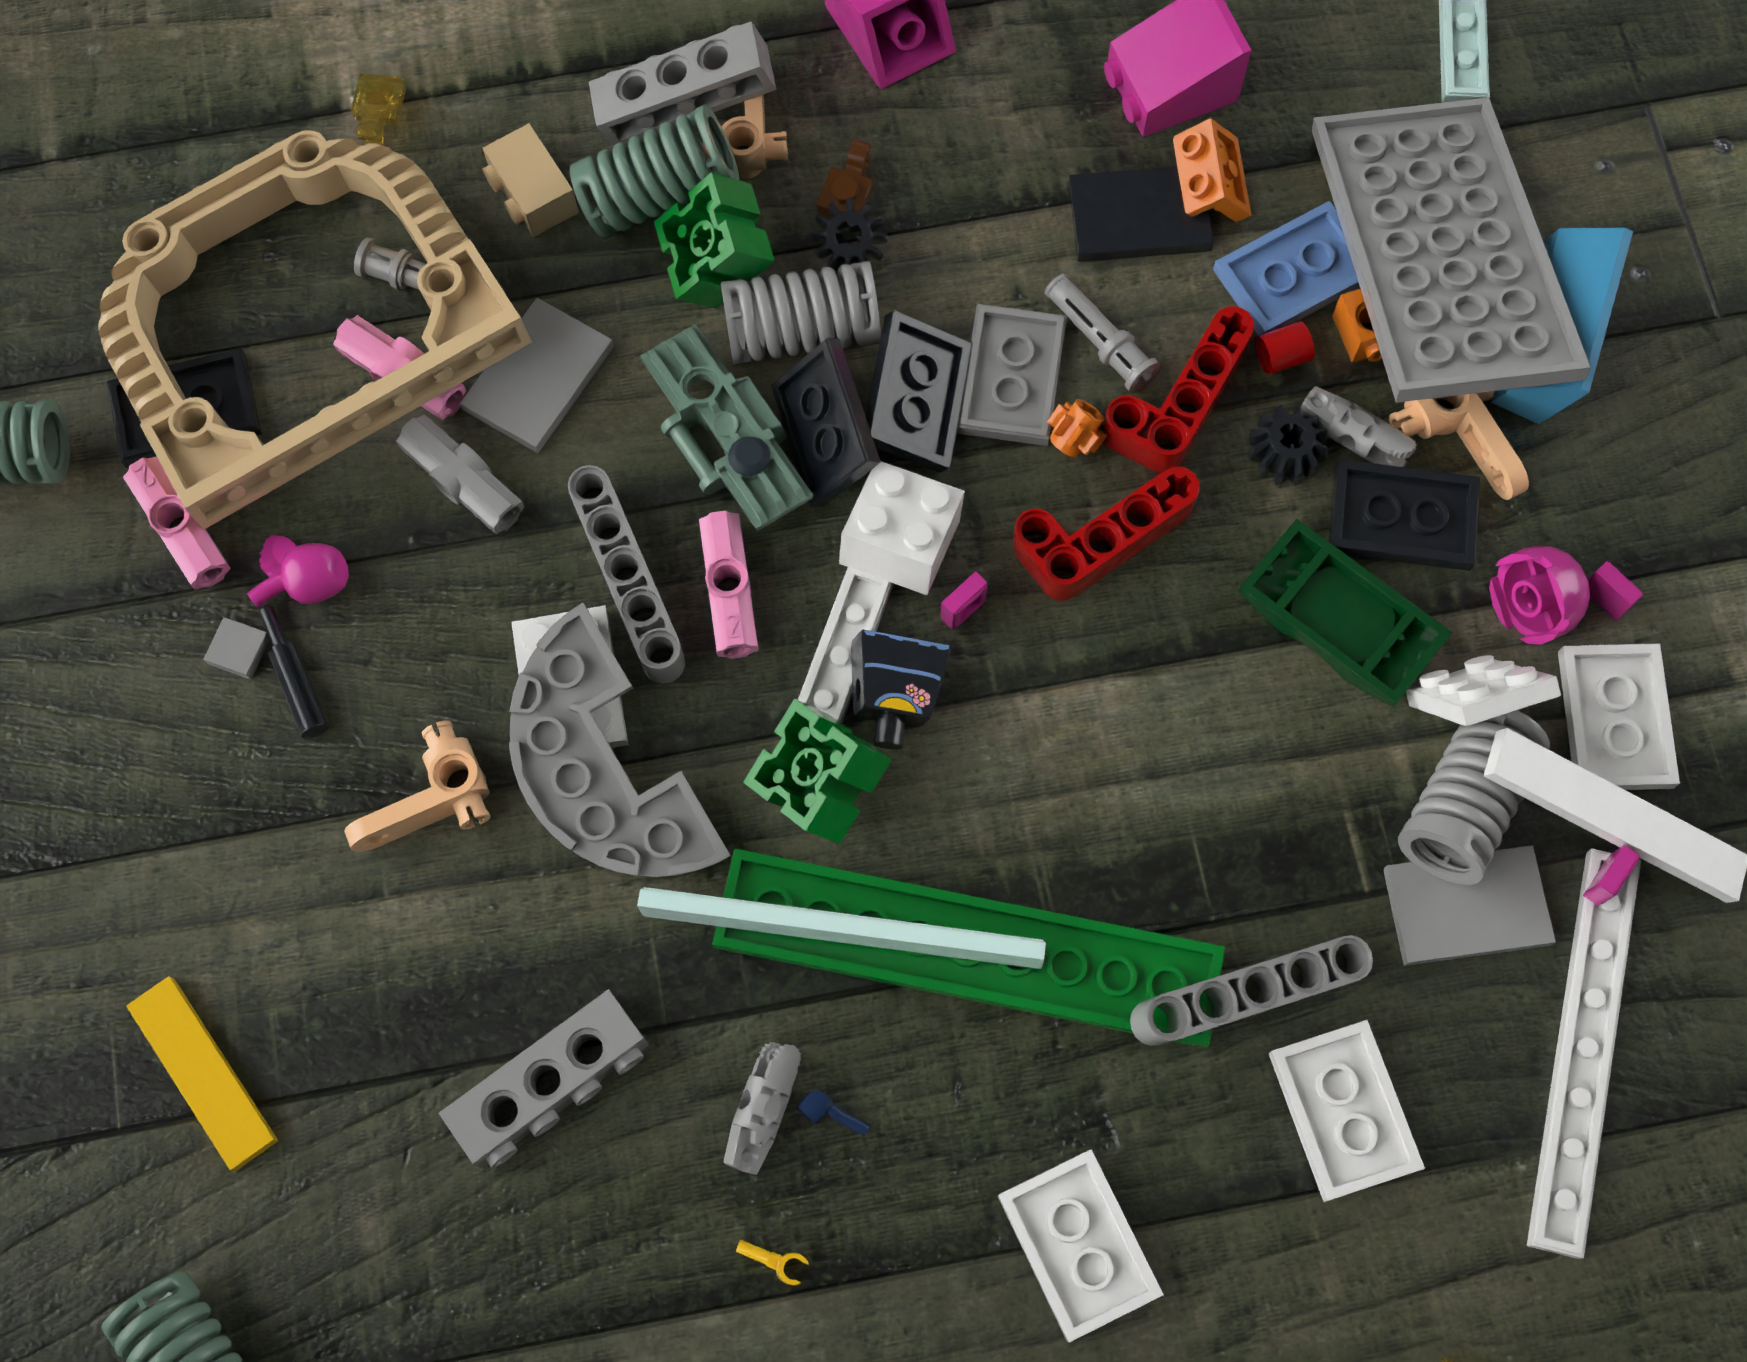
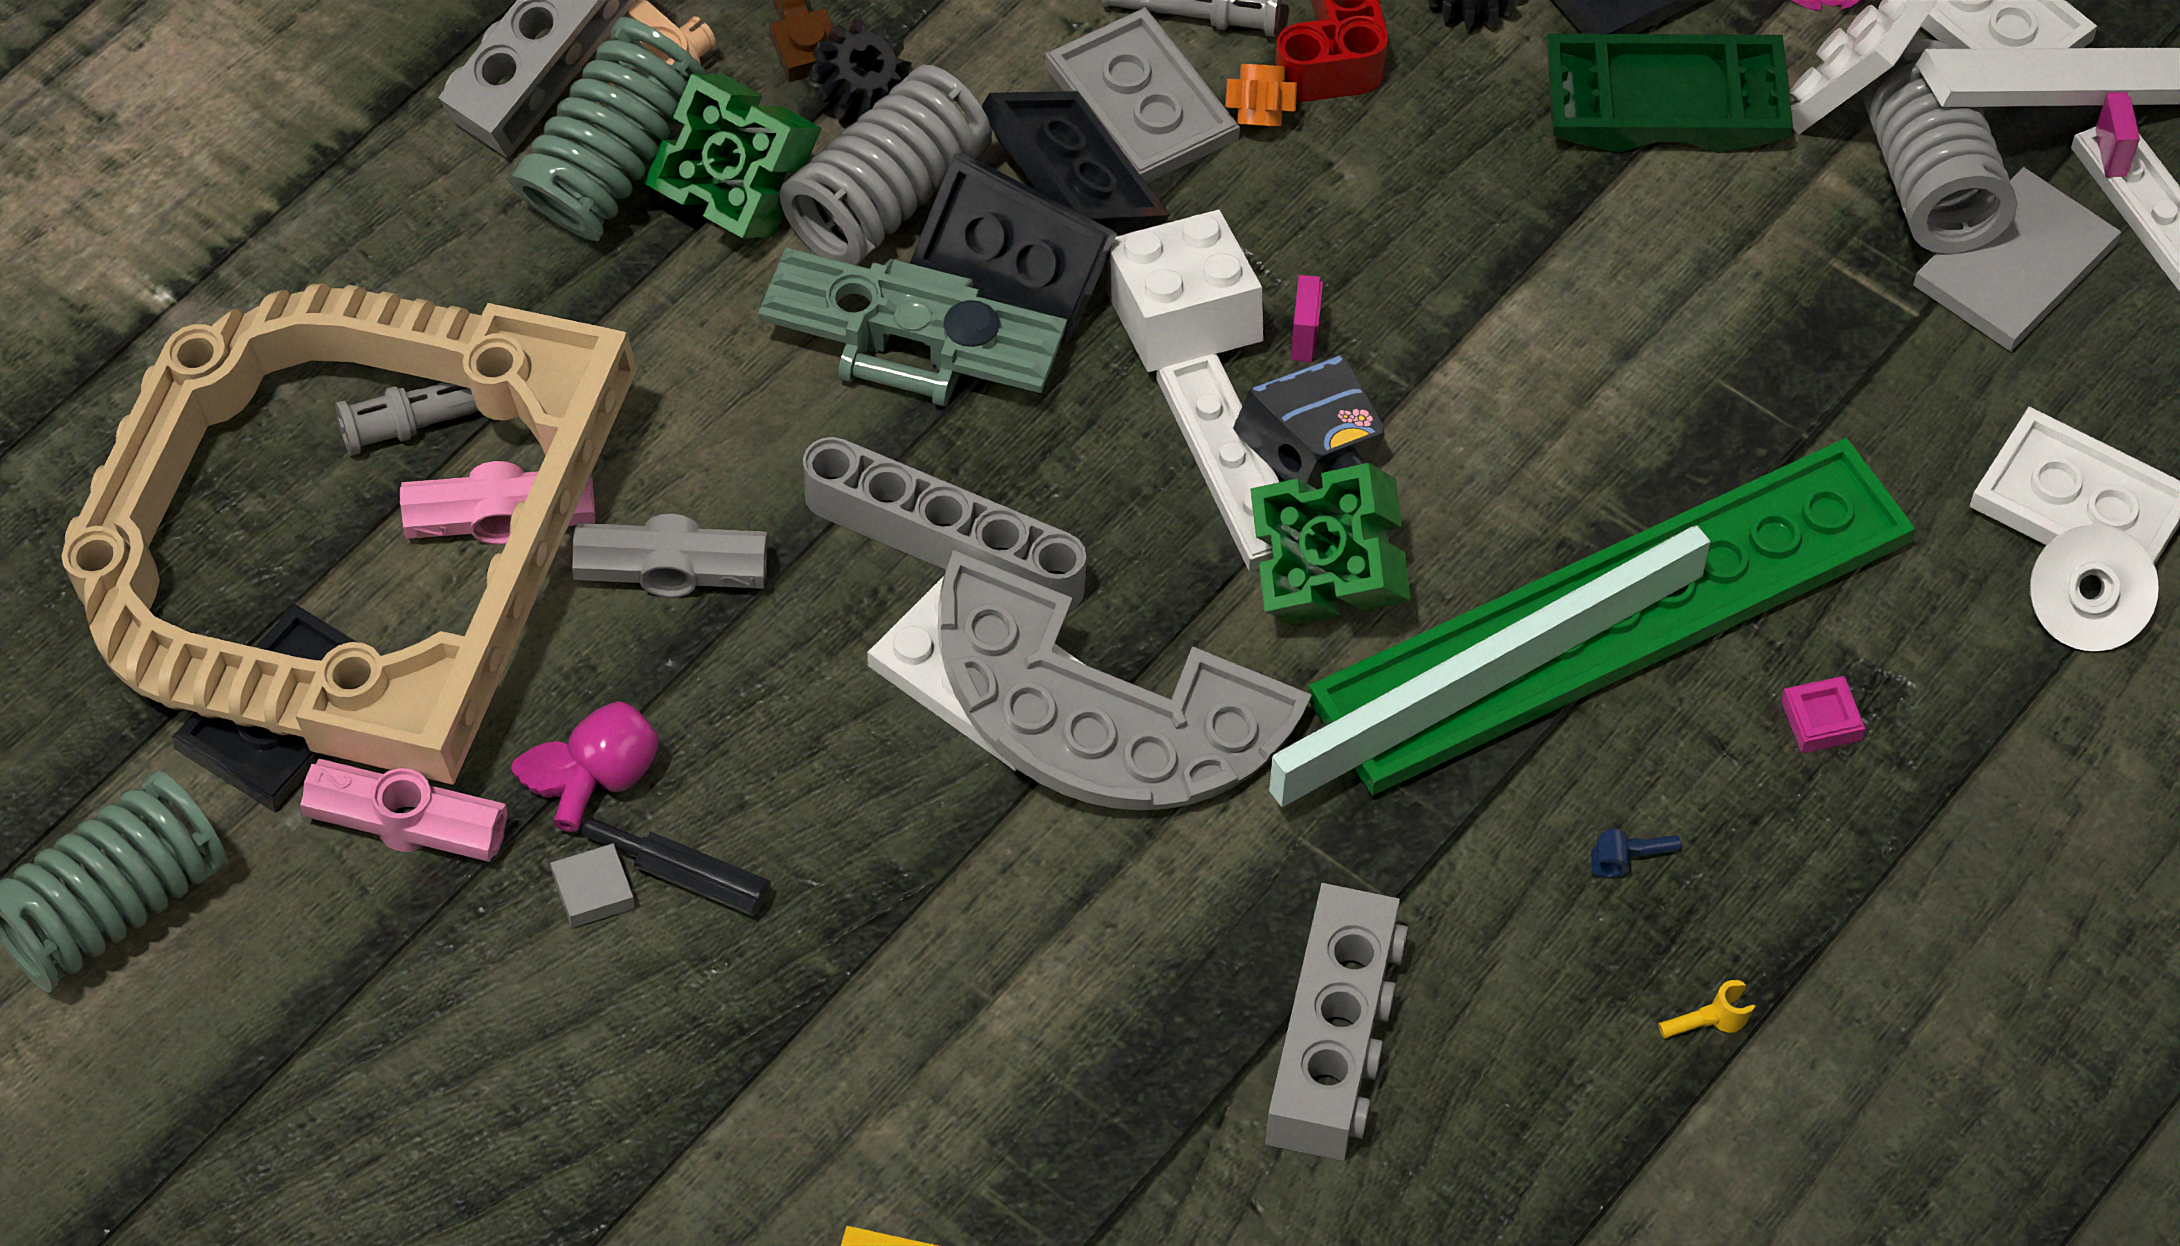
camera: 45 degrees left, 15 degrees down
(377, 102) = (204, 273): clear yellow plate -> none
(442, 759) = (961, 855): light nougat piece -> none
(530, 181) = (459, 237): tan brick -> none
(540, 382) = (665, 427): light grey tile -> none
(732, 609) = (1081, 483): bright pink piece -> none
(762, 1107) = (1564, 887): light grey hinge -> none
(1037, 1119) = (1823, 714): none -> dark pink tile
(1080, 1245) = (1968, 782): white plate -> none
(1110, 527) = (1368, 220): red beam -> none
(1273, 984) = (1909, 448): light grey beam -> none
(1275, 1198) = (2125, 596): none -> white dish

